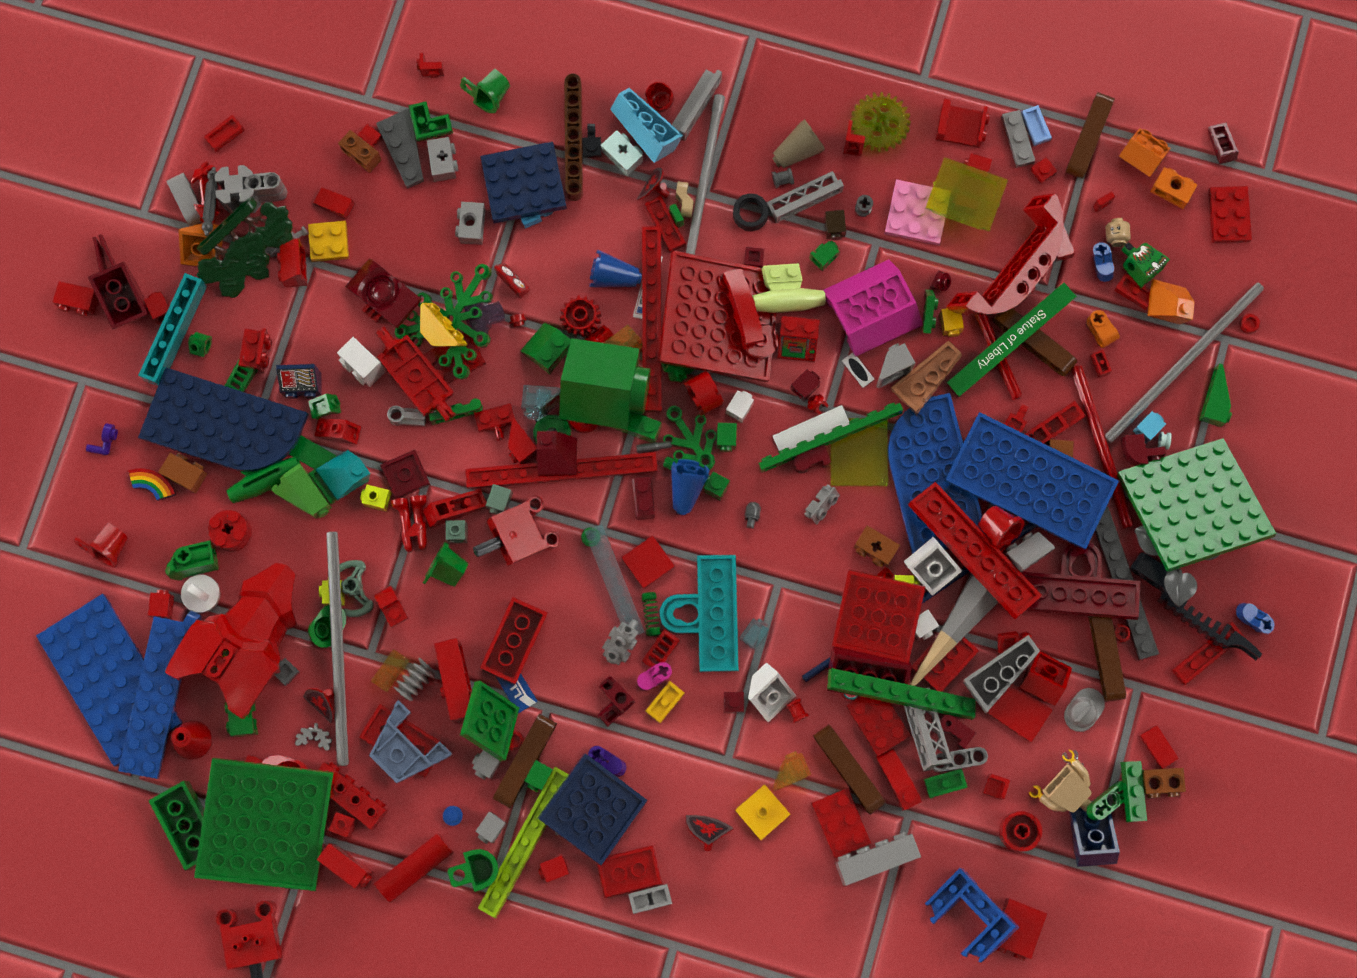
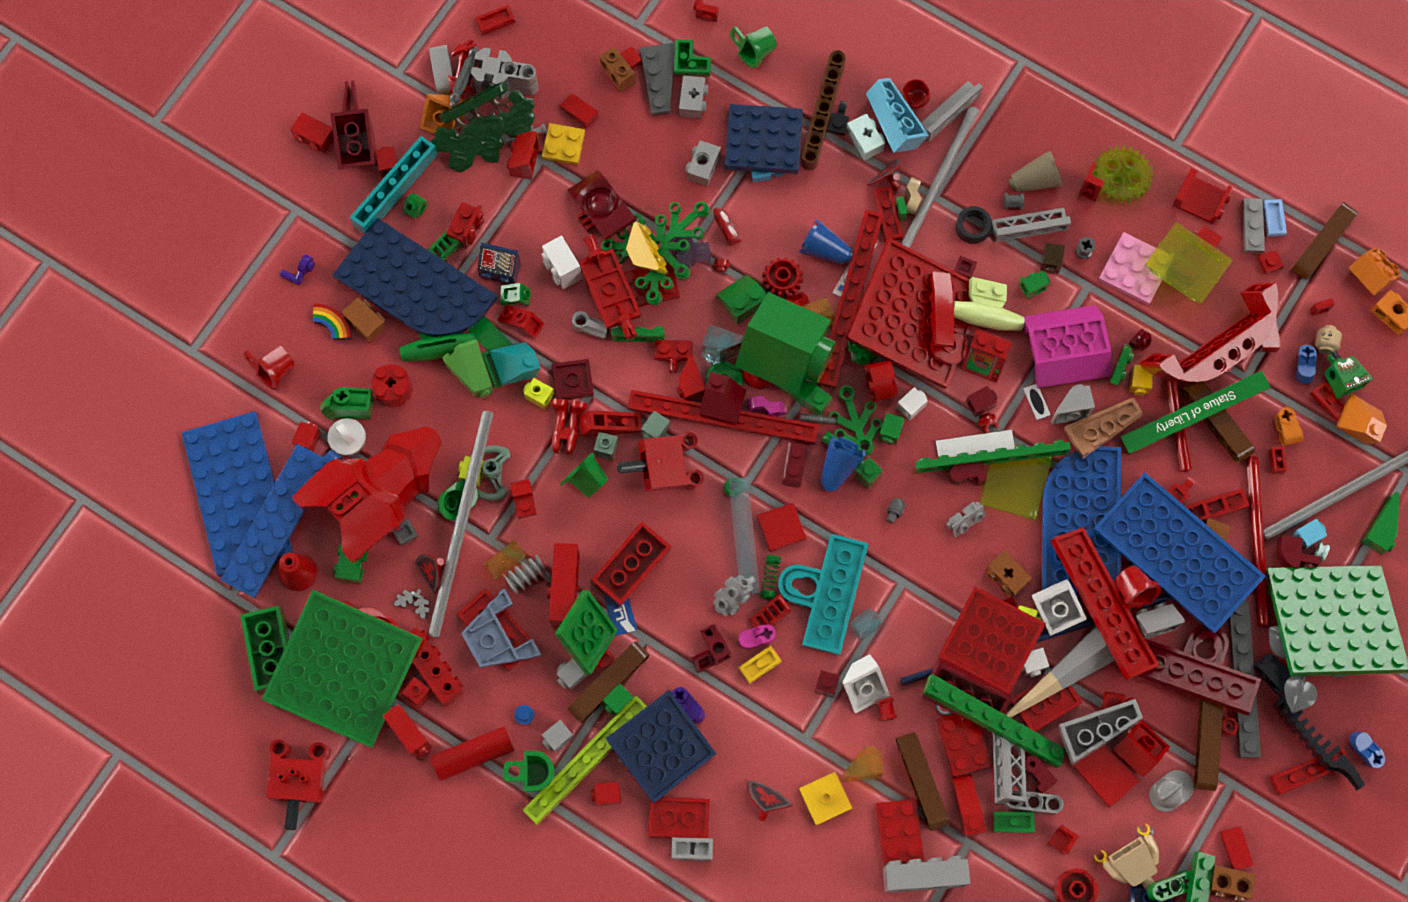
camera: 15 degrees right, 5 degrees down
(594, 447) = (760, 403): none -> dark pink piece

